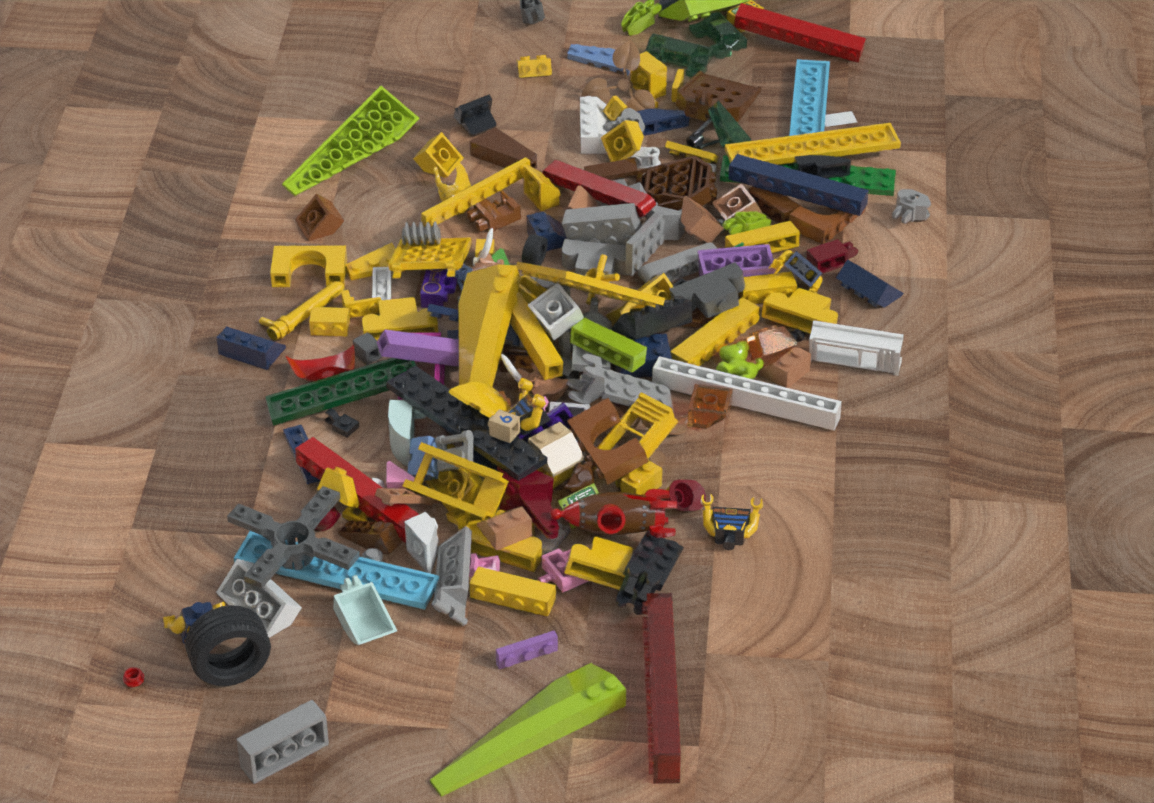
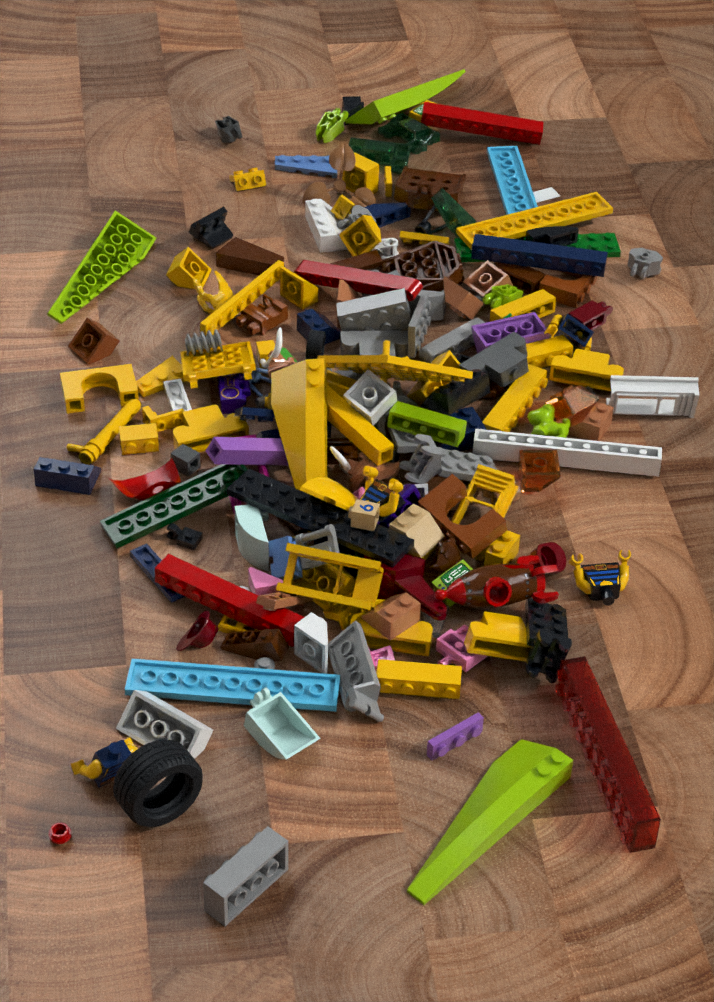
camera: 15 degrees left, 0 degrees up
(302, 529) = (195, 655): dark grey piece -> none
(338, 480) = (213, 599): yellow slope -> none
(867, 285) = (634, 338): dark blue slope -> none

